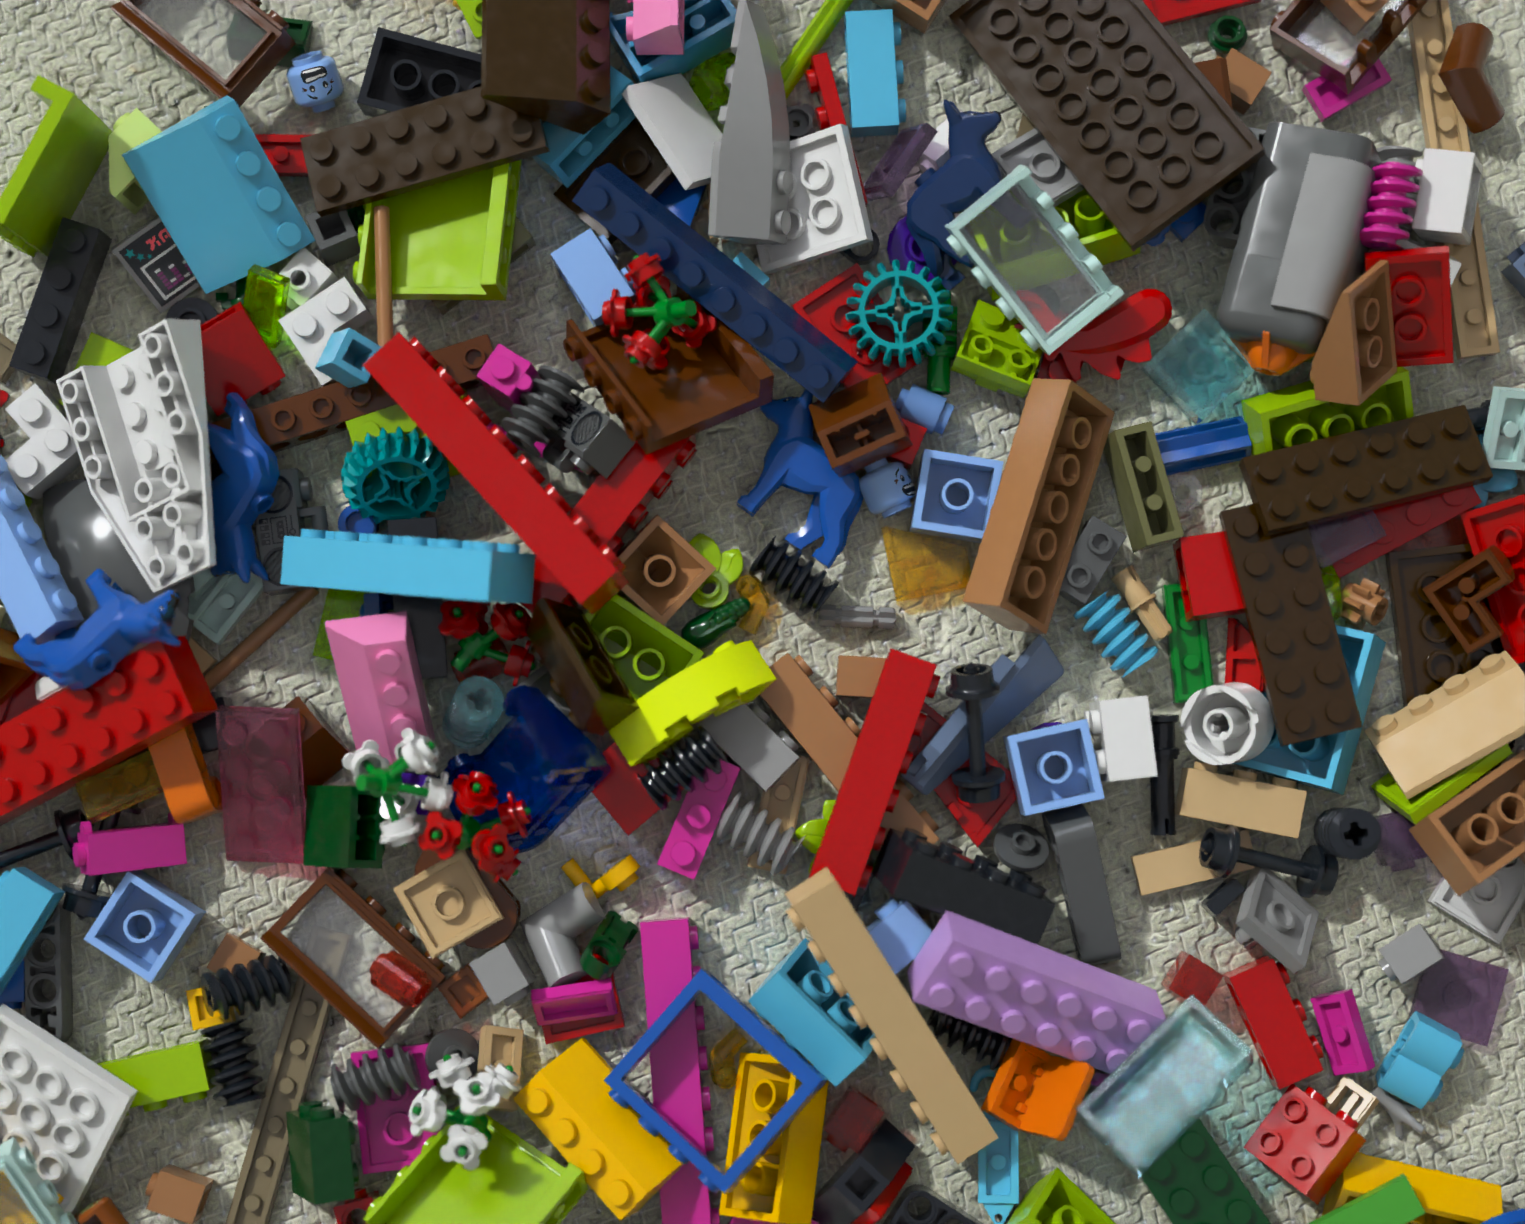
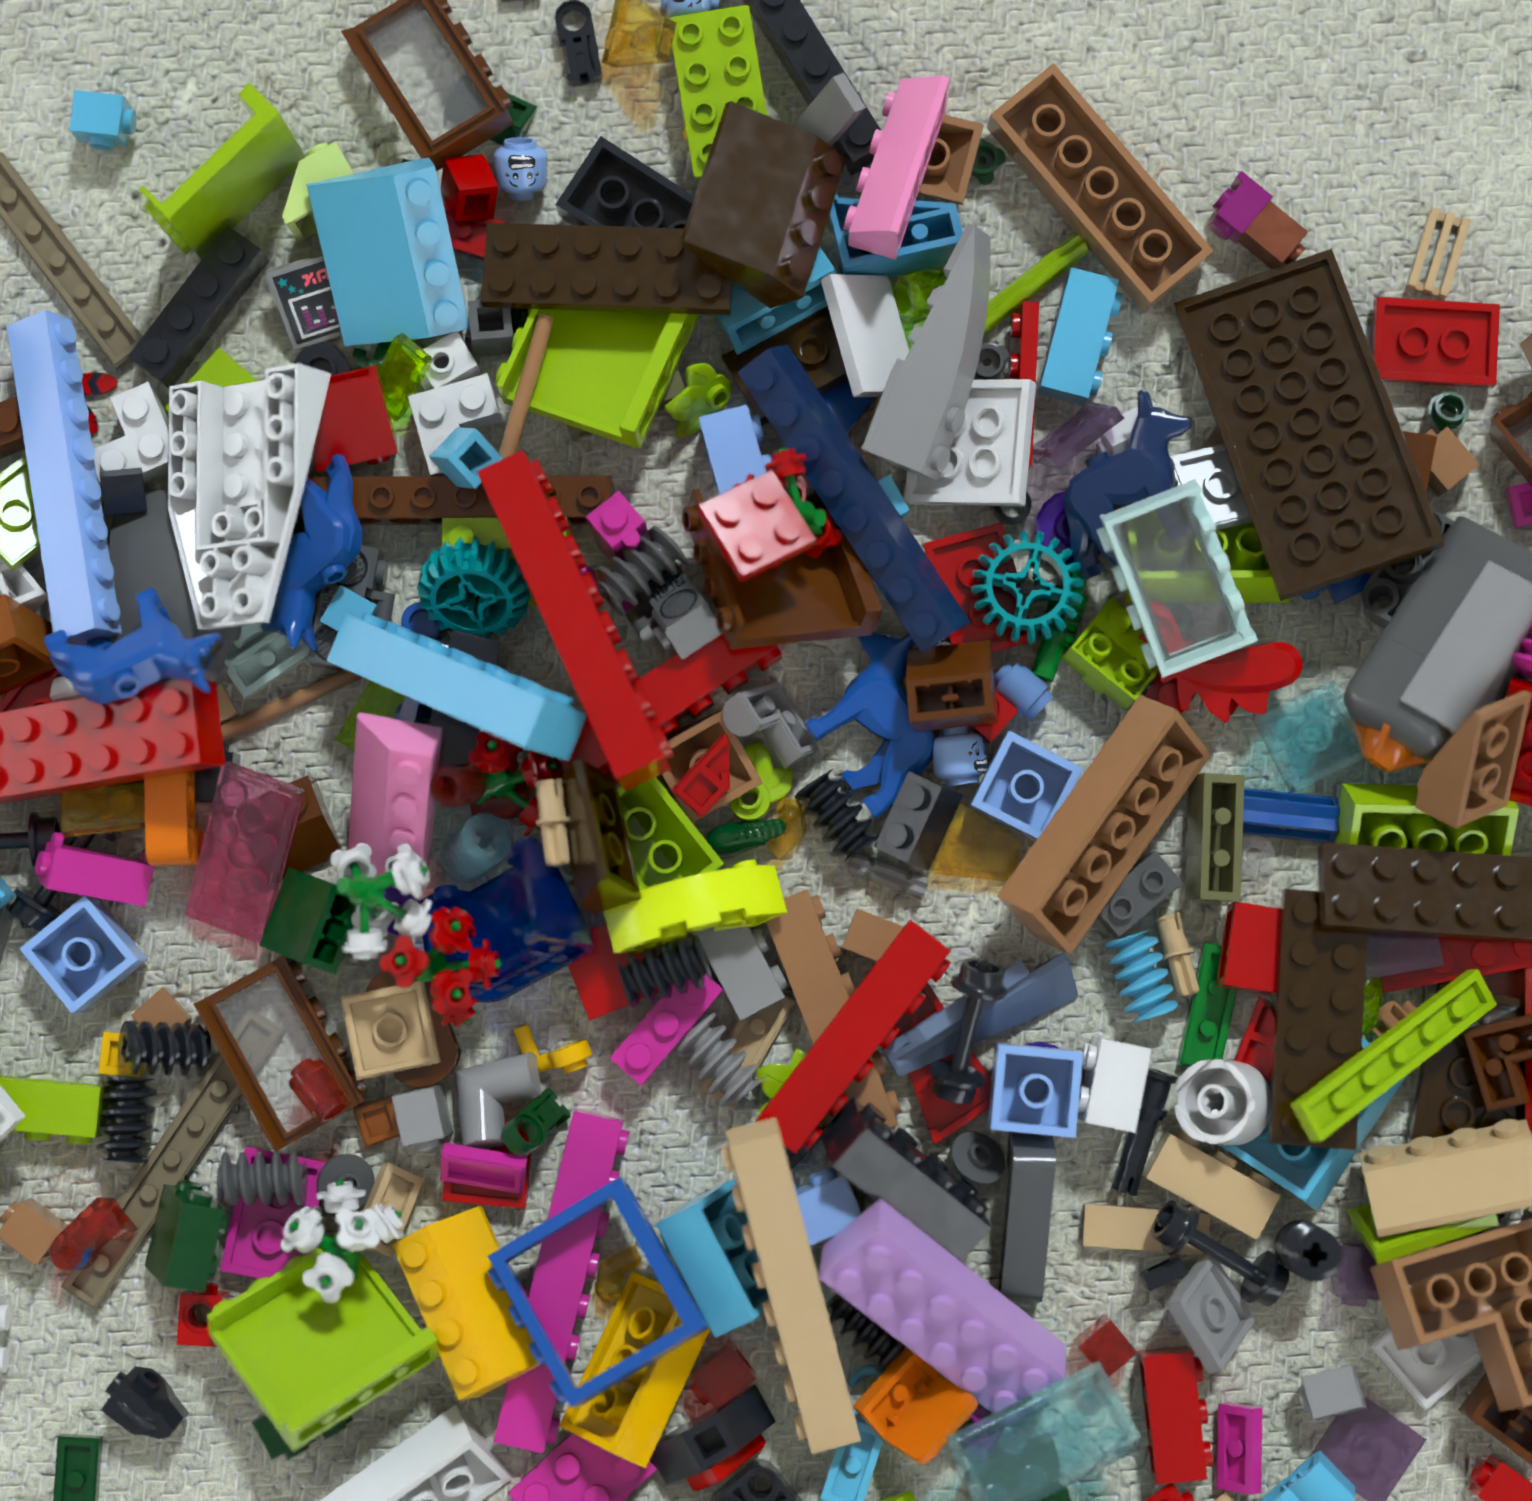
camera: 20 degrees right, 0 degrees up
(44, 490) = (123, 491): none -> black tile
(231, 1178) = (92, 1229): none -> clear red leg
(273, 113) = (469, 187): none -> red brick
(283, 525) = (347, 603): none -> medium azure tile
(438, 658) = (458, 785): none -> clear red brick
(535, 663) = (552, 821): none -> tan axle
(548, 233) = (701, 397): none -> lime plate
(634, 332) = (756, 526): none -> plate
(663, 581) = (706, 779): none -> red tile
(704, 503) = (770, 711): none -> light grey brick
(868, 557) = (918, 820): none -> black brick
(1368, 630) = (1393, 1055): none -> lime plate

